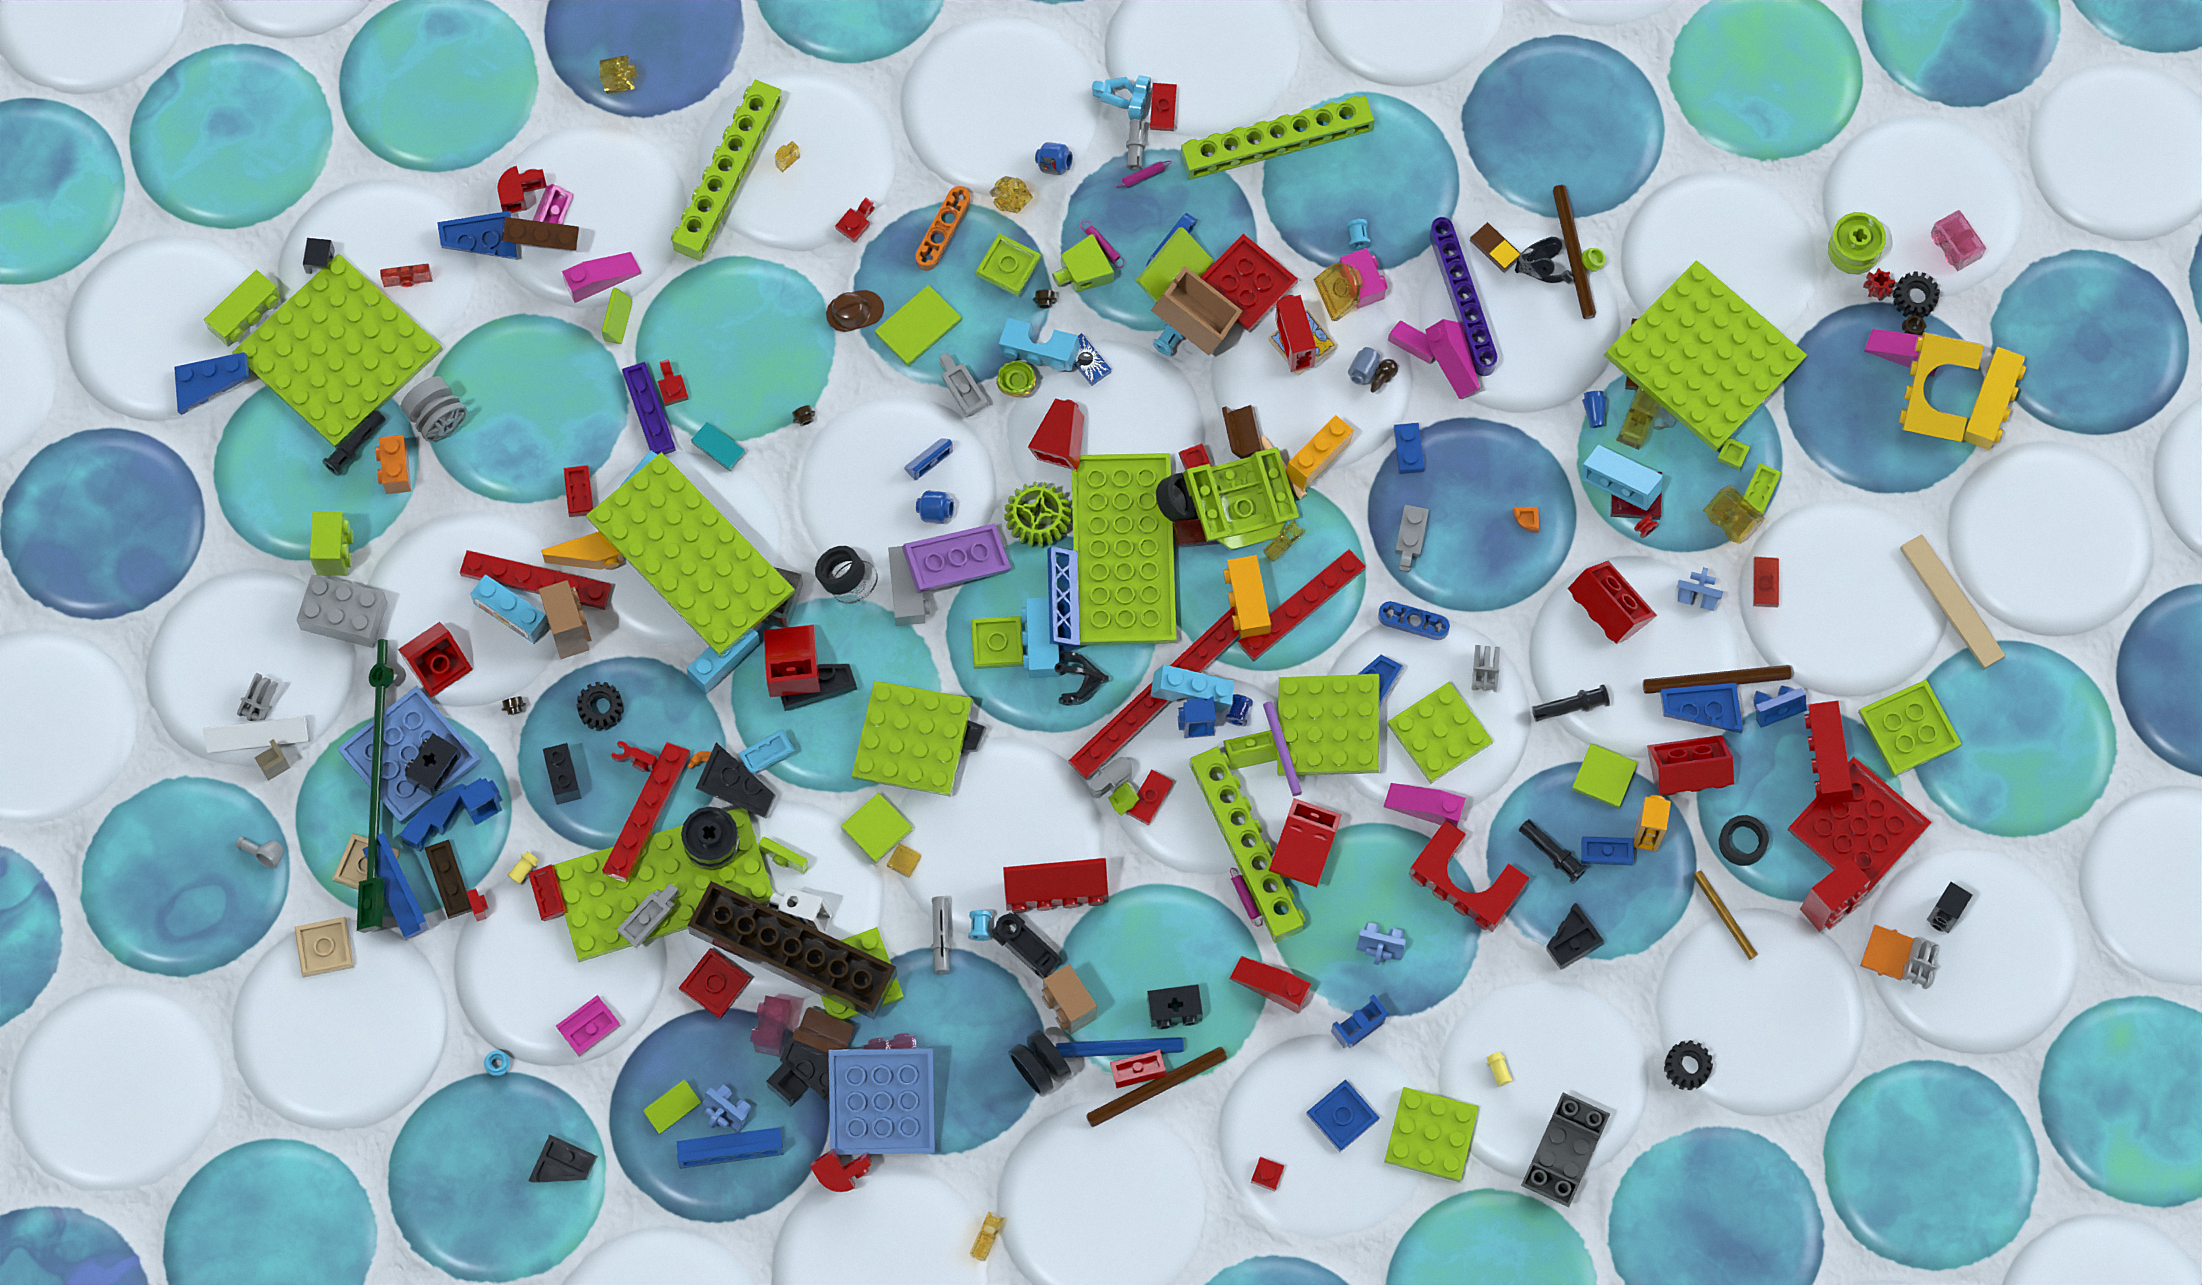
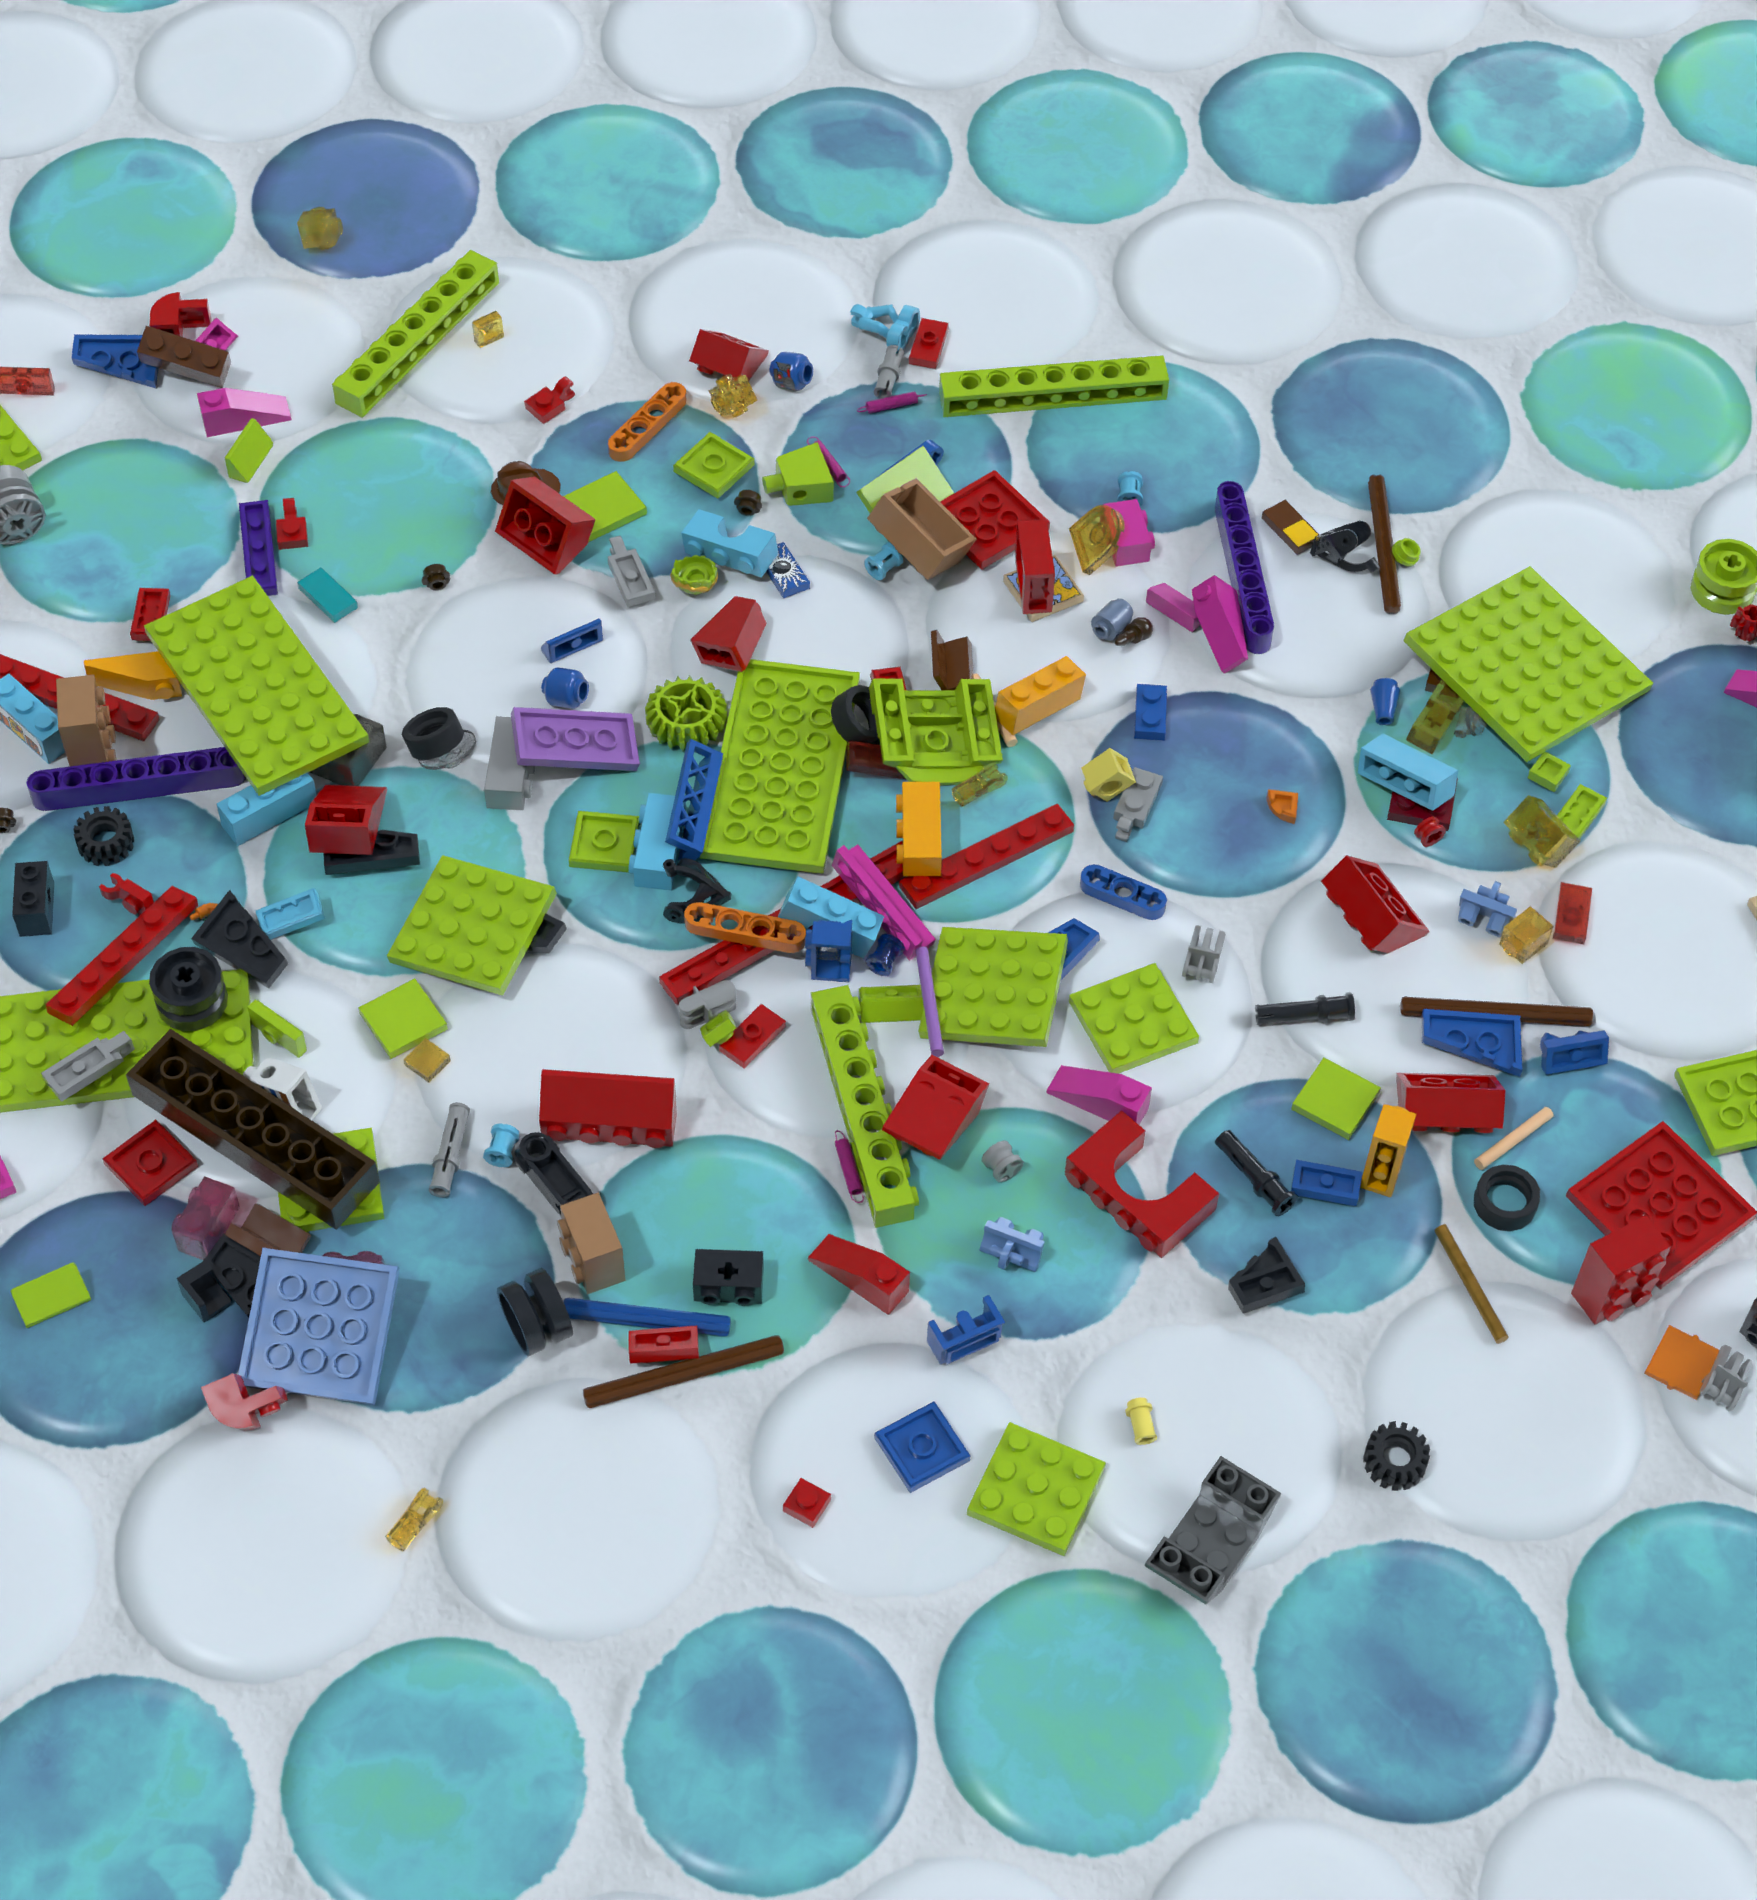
camera: 10 degrees right, 15 degrees down
(604, 659) = (133, 779): none -> dark purple beam
(722, 1111) = (112, 1309): medium blue hips -> none
(729, 1148) = (109, 1357): blue fence -> none
(882, 352) = (543, 523): none -> red slope
(997, 150) = (726, 354): none -> red slope
(1127, 703) = (743, 932): none -> orange beam
(1229, 664) = (880, 896): none -> dark pink fence
(1361, 874) = (1002, 1161): none -> light grey wheel
(1385, 518) = (1108, 775): none -> light yellow brick
(1732, 609) = (1526, 935): none -> clear yellow brick
(1745, 784) = (1513, 1138): none -> light nougat bar
(1830, 752) = (1632, 1109): red brick -> none

